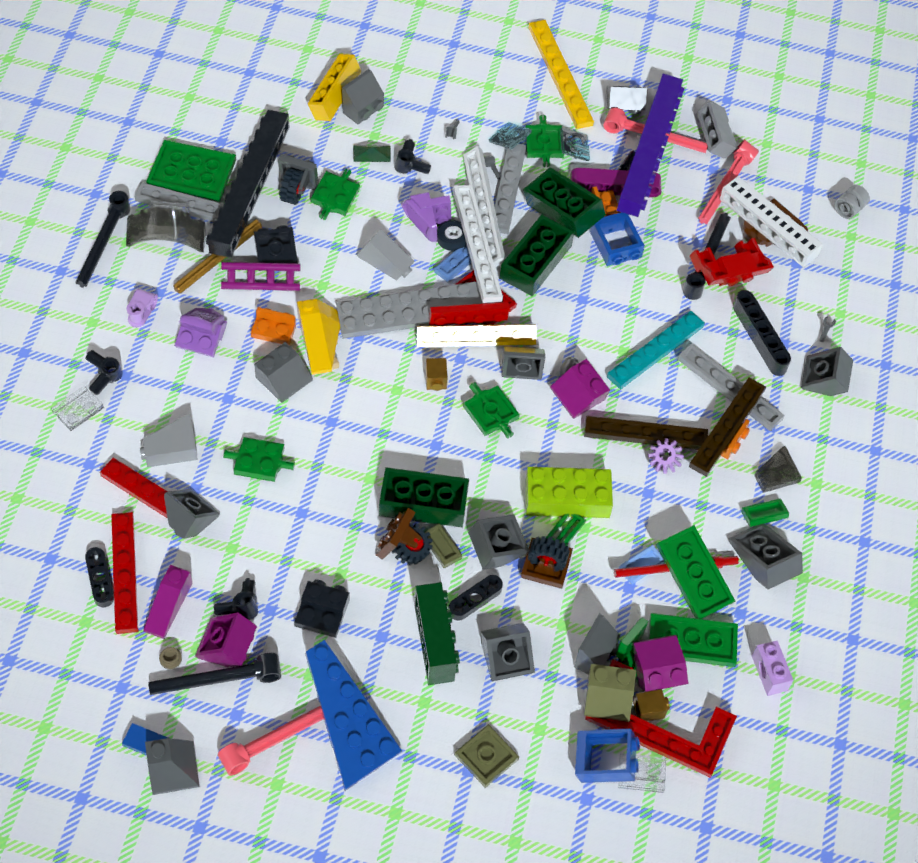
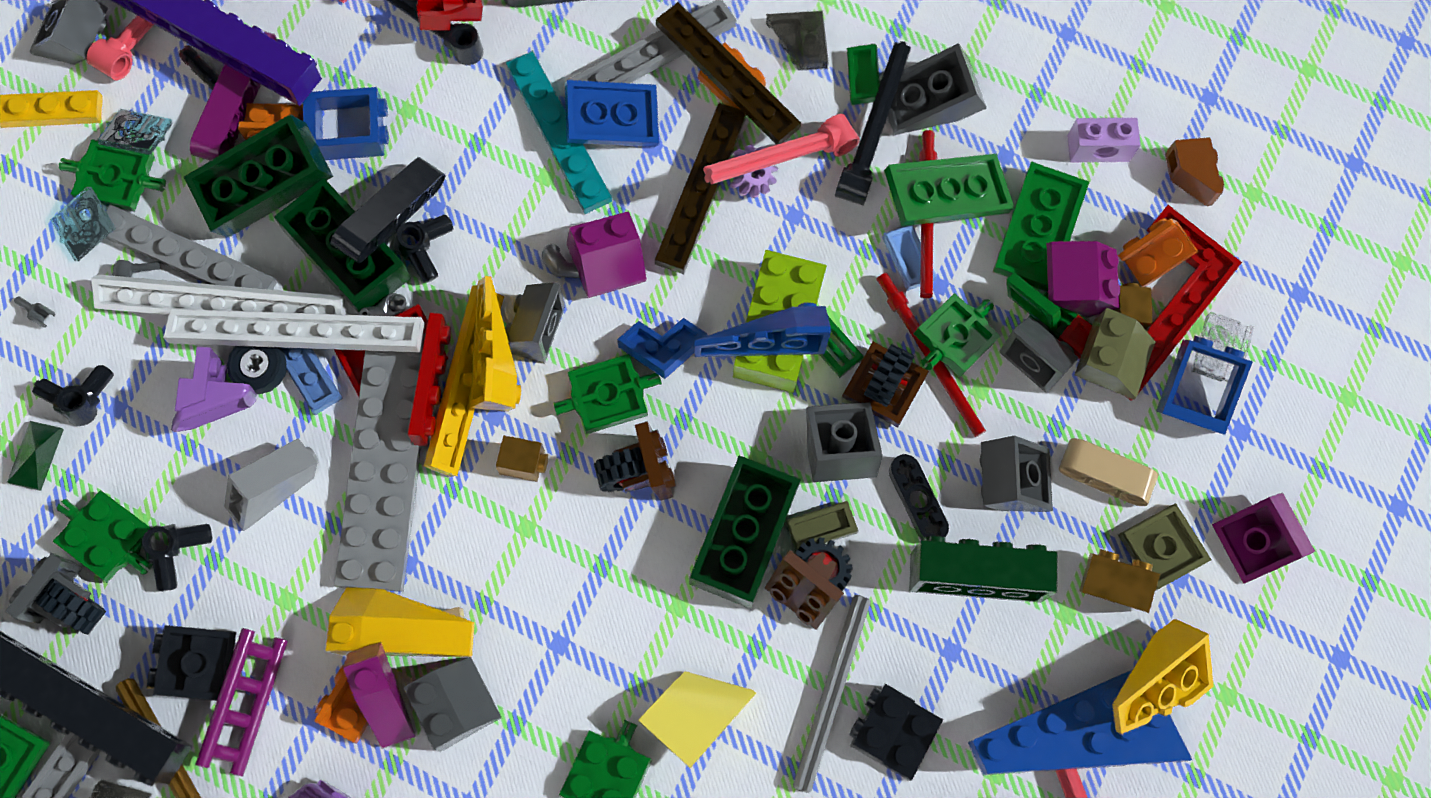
camera: 75 degrees left, 15 degrees up
(279, 329) = (378, 694): none -> magenta slope
(306, 494) = (694, 714): none -> light yellow slope
(338, 569) = (831, 694): none -> light grey axle
(340, 224) = (178, 538): none -> black axle
(393, 753) = (1168, 674): none -> yellow wedge
(450, 433) = (637, 466): none -> plate
(452, 722) = (1120, 582): none -> pearl gold brick
(480, 344) = (493, 367): none -> yellow wedge
(510, 289) = (388, 306): none -> flat silver arm
(511, 816) = (1263, 537): none -> magenta slope
(526, 432) = (659, 352): none -> blue plate
(527, 708) = (1108, 472): none -> tan beam
(547, 294) = (417, 253): none -> black axle
(555, 483) = (786, 332): none -> blue wedge
(565, 267) = (387, 210): none -> black beam
(593, 595) = (957, 334): none -> green plate
(605, 563) = (899, 304): none -> red bar
(675, 370) = (611, 113): none -> blue plate
(682, 518) = (857, 176): none -> black piece
(698, 712) = (1157, 251): none -> orange bracket
(711, 500) = (833, 136): none -> coral piece
(776, 734) = (1194, 169): none -> dark orange slope

